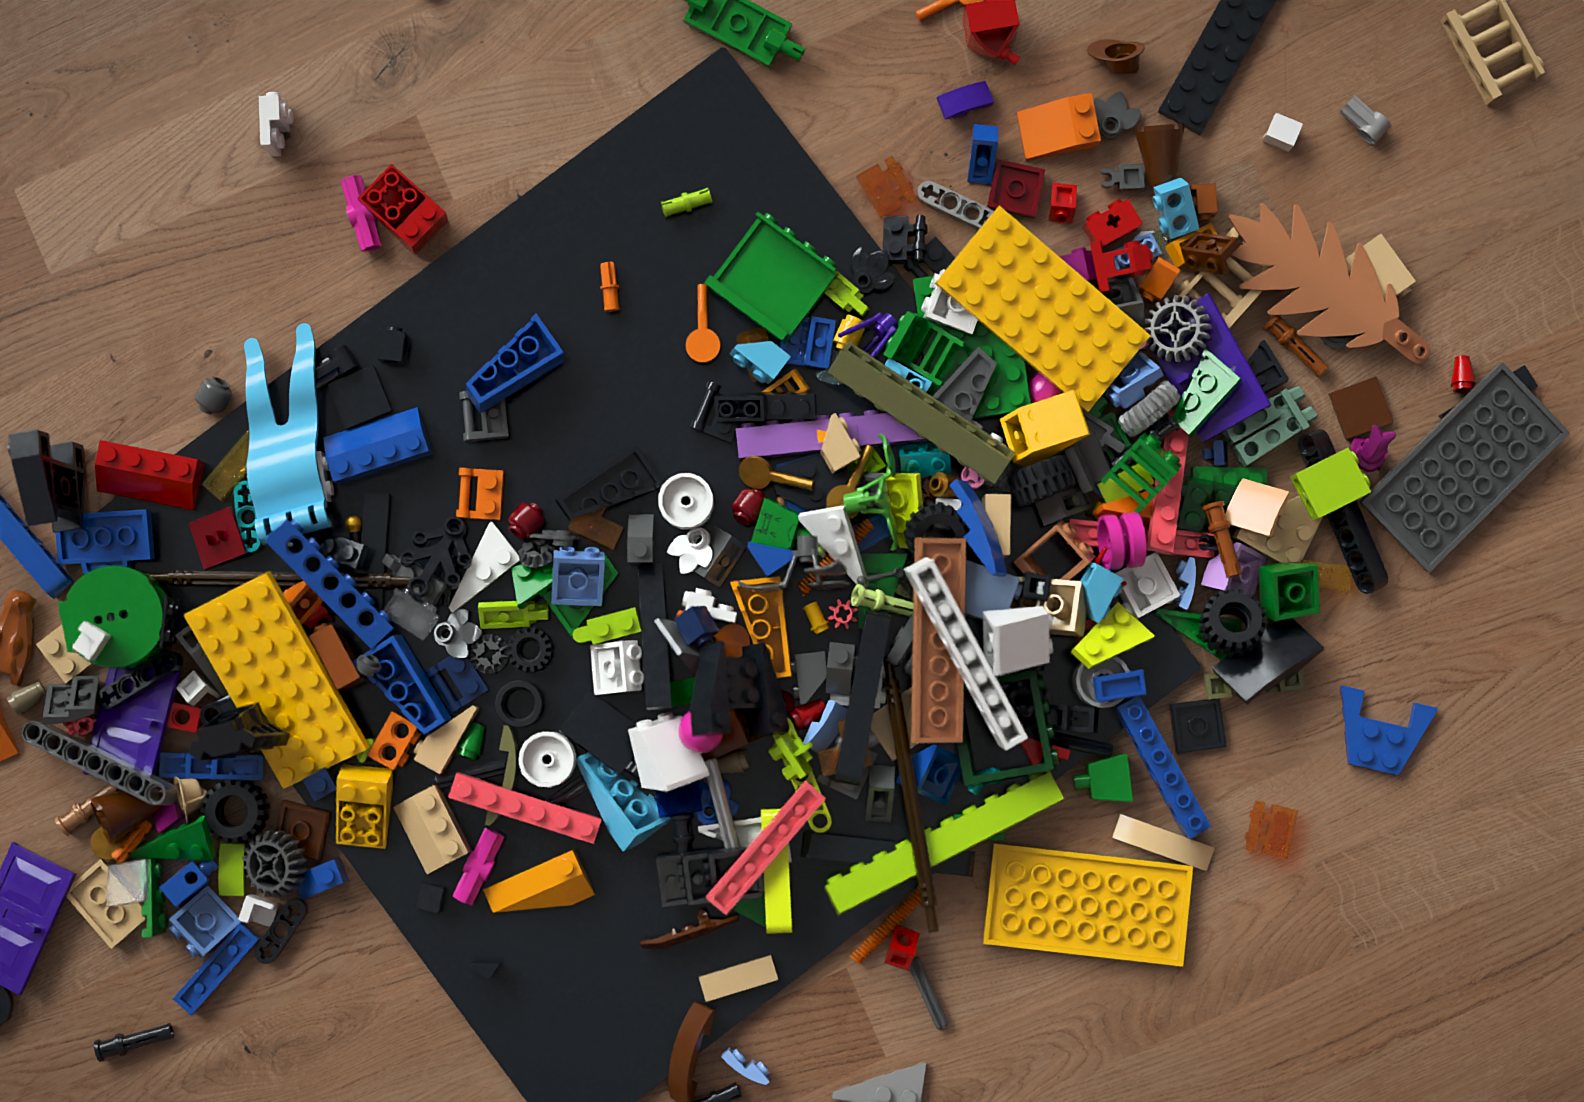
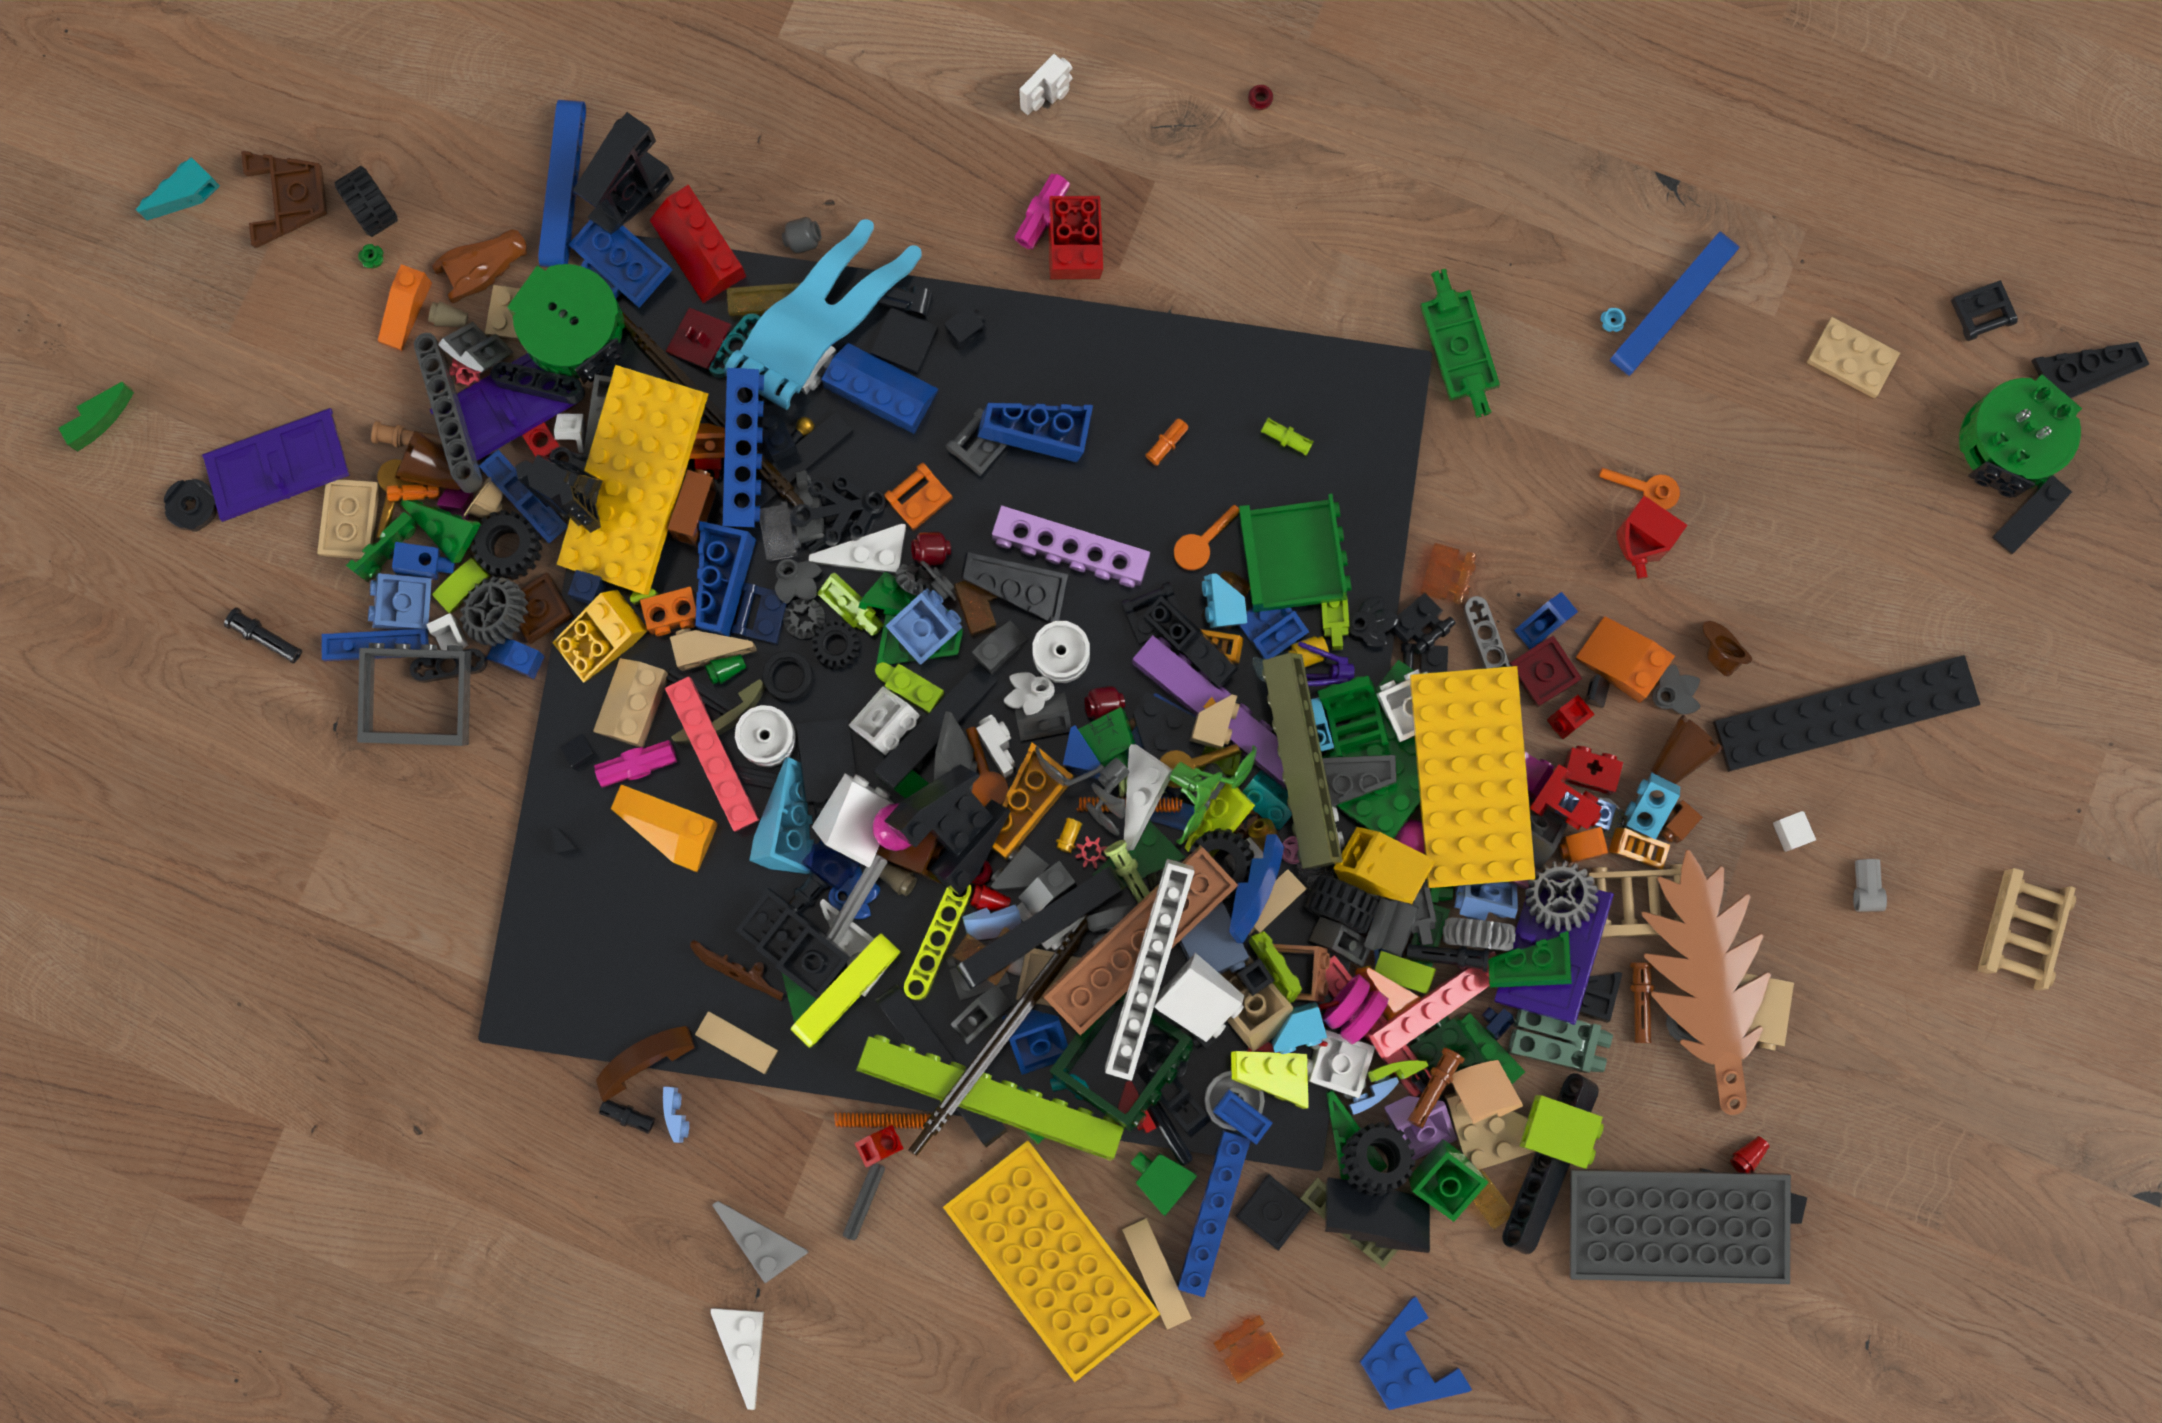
camera: 45 degrees right, 5 degrees down
(91, 641) = (531, 315): white panel -> none
(127, 883) = (377, 517): clear piece -> none
(278, 1032) = (366, 695): none -> dark grey window
(368, 665) = (708, 534): dark grey plate -> none
(604, 422) = (1011, 519): none -> lavender brick
(696, 626) = (972, 746): dark blue brick -> none
(758, 474) = (1134, 685): pearl gold piece -> none
(765, 847) = (854, 962): coral plate -> none
(795, 753) = (948, 916): lime hips -> none
(897, 572) = (1130, 840): dark grey hinge -> none
(965, 99) = (1574, 567): dark purple slope -> none
(1039, 564) = (1275, 963): none -> lime hinge
(1062, 168) = (1597, 691): none -> black slope
(1128, 177) = (1640, 747): dark grey plate -> none
(1153, 459) = (1442, 973): green plate -> none
(1189, 547) = (1402, 1069): none -> lime slope
(1209, 252) = (1644, 862): reddish brown bracket -> none
(1360, 407) = (1644, 1100): reddish brown tile -> none
(1373, 449) = (1619, 1141): magenta hair -> none

